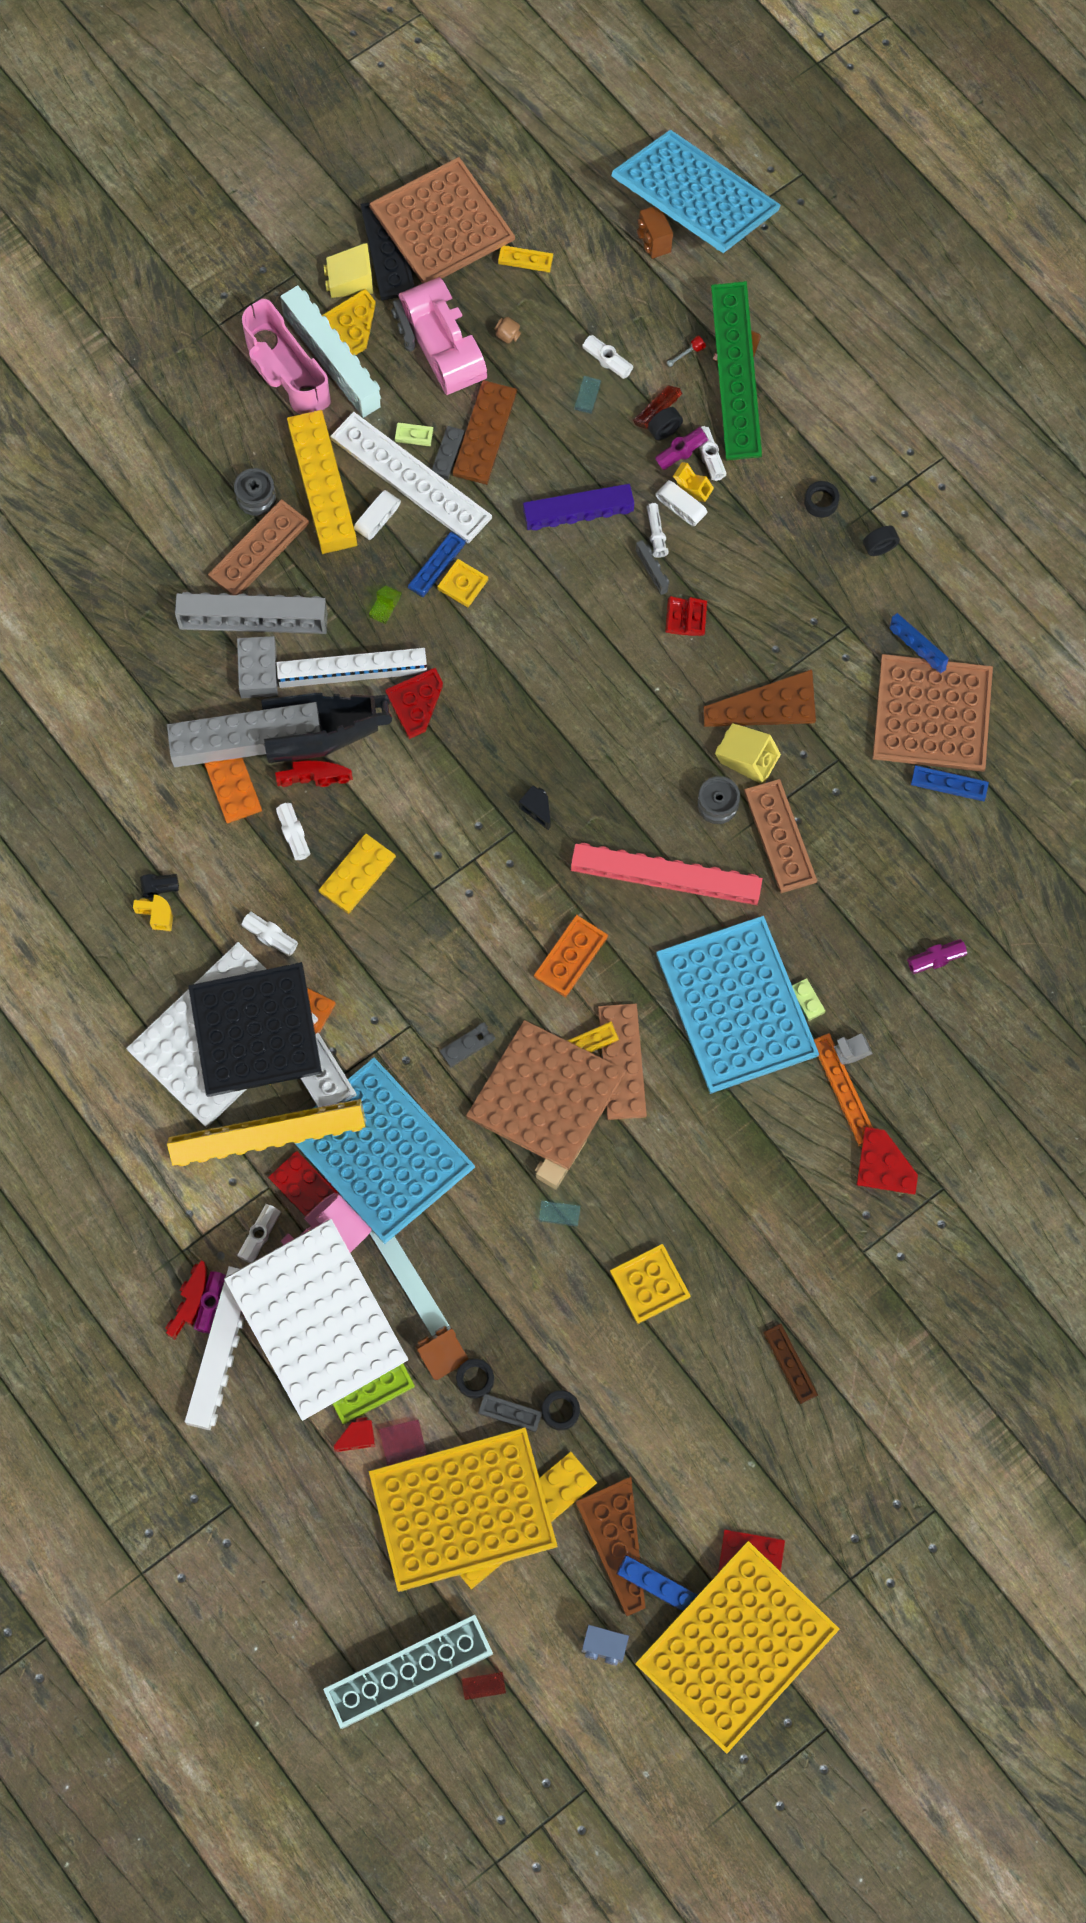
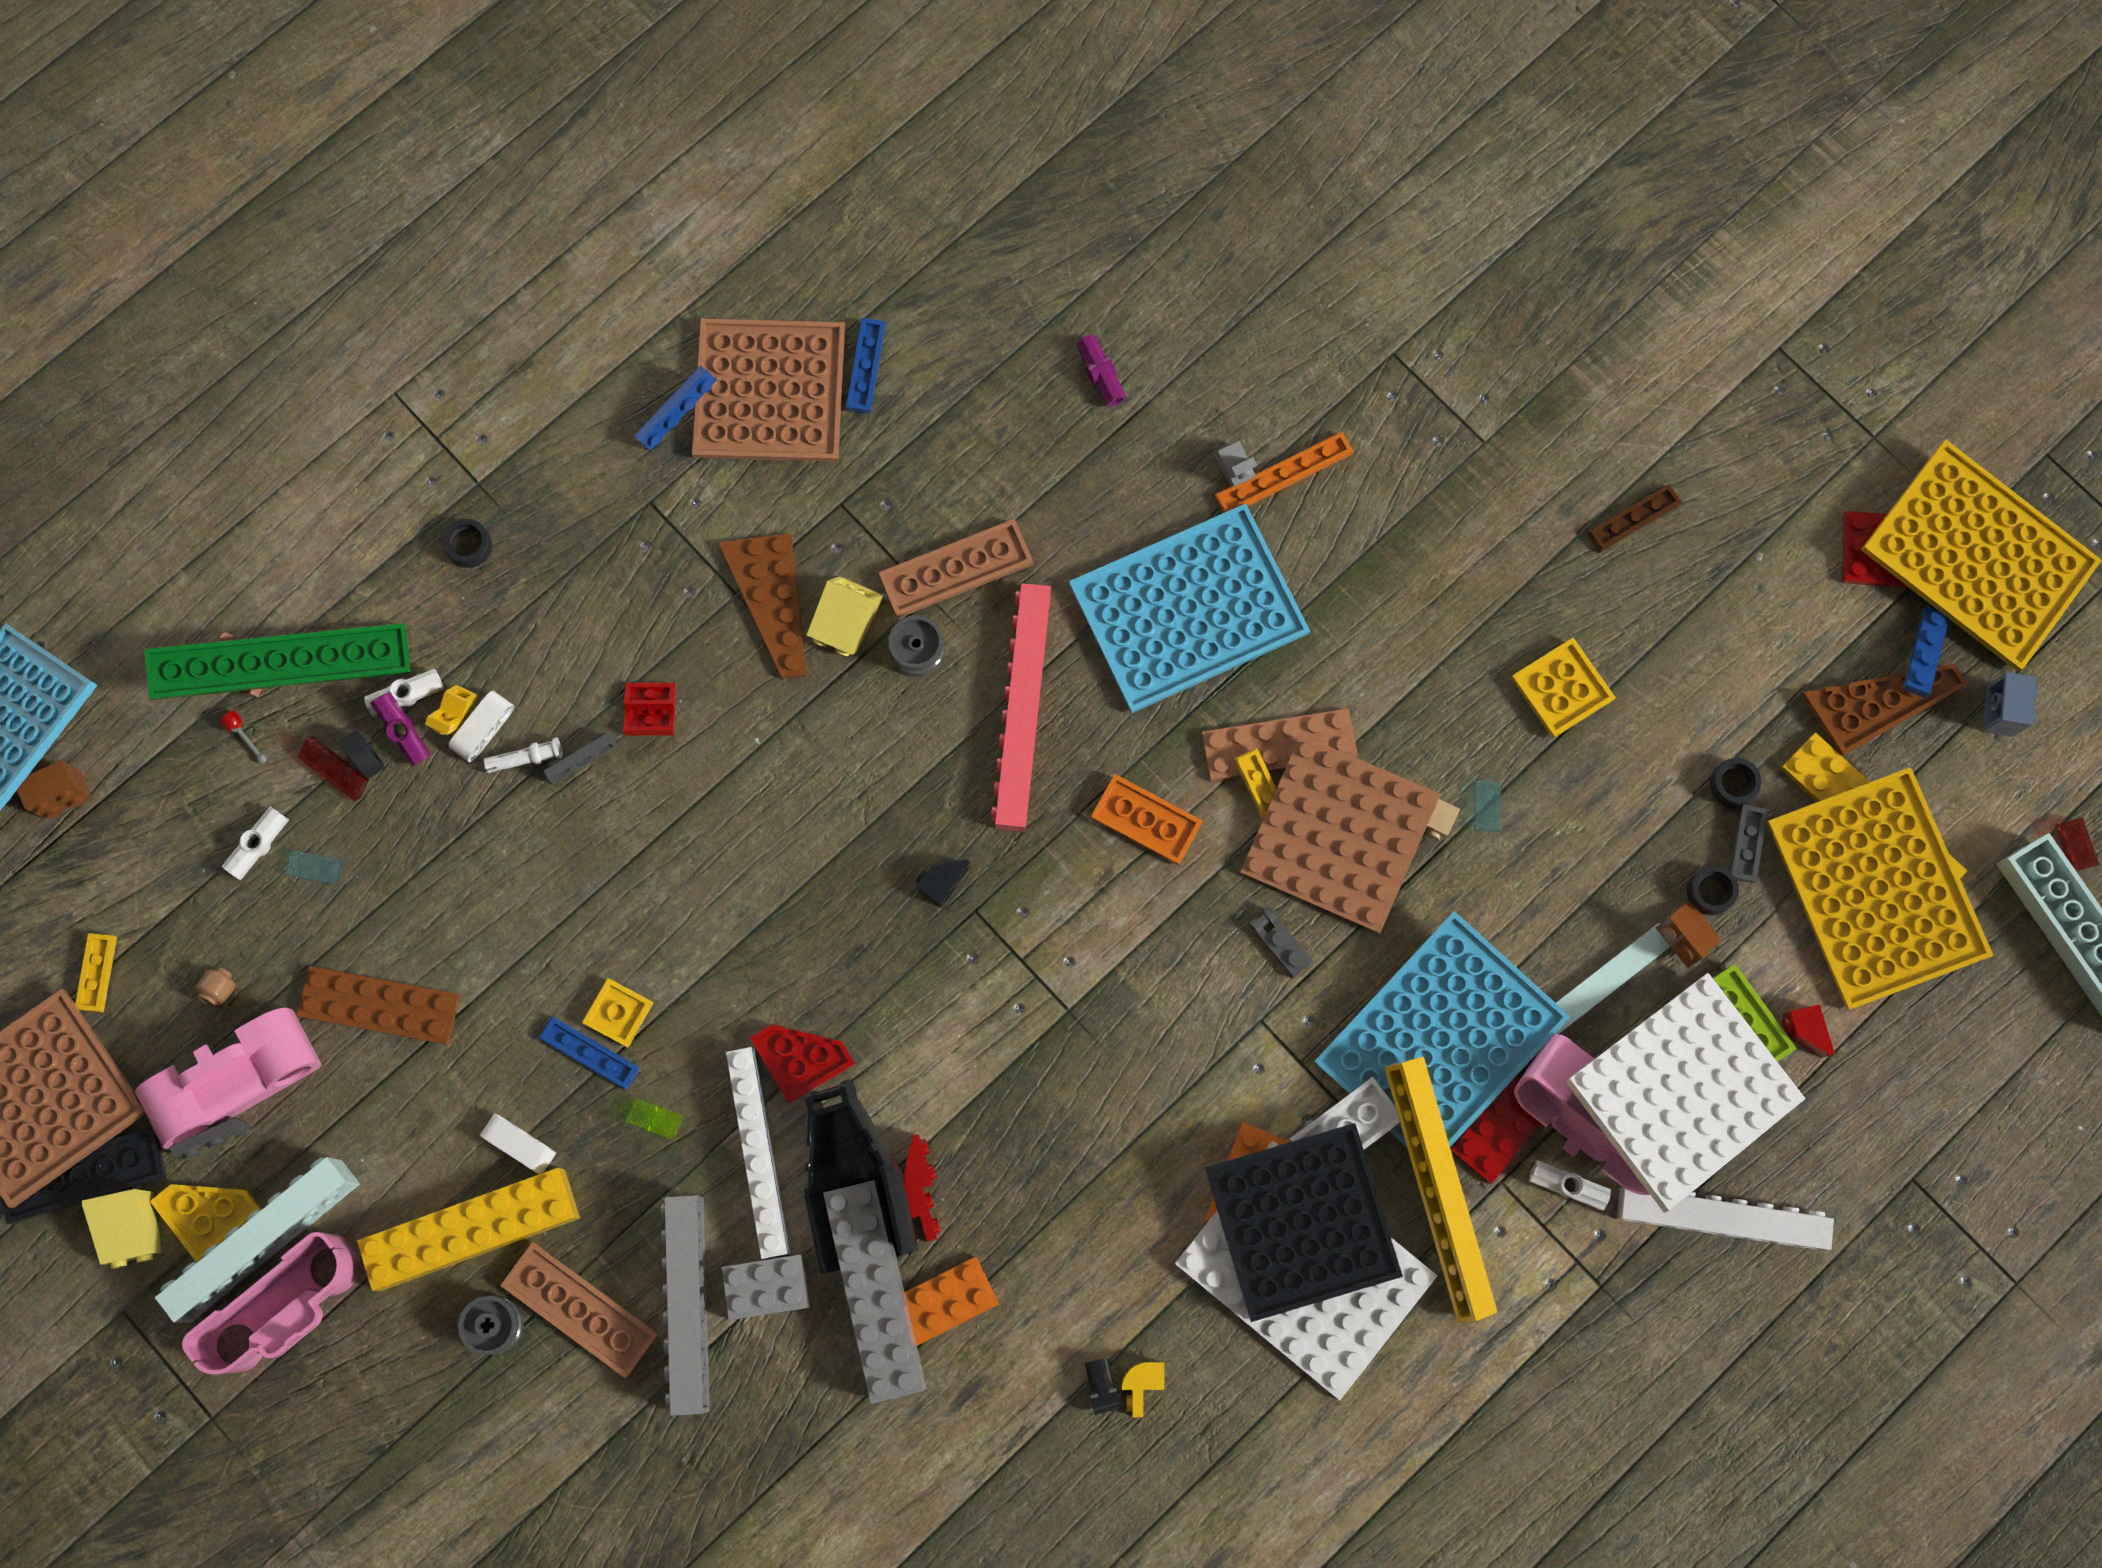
camera: 95 degrees left, 5 degrees up
(192, 1293) = (1661, 1262): red slope -> none
(206, 1314) = (1652, 1236): magenta piece -> none
(269, 934) = (1157, 1222): white piece -> none
(293, 831) = (1006, 1208): white piece -> none
(357, 873) = (1057, 1113): yellow plate -> none
(402, 1442) = (1804, 972): clear pink tile -> none
(411, 477) = (454, 1104): white plate -> none
(414, 434) = (387, 1105): yellowish green plate -> none
(448, 452) = (413, 1054): dark grey plate -> none
(578, 507) = (494, 864): dark purple brick -> none
(808, 1000) = (1172, 522): yellowish green plate -> none
(881, 540) = (529, 461): black tyre -> none
(884, 1165) = (1376, 421): red plate -> none

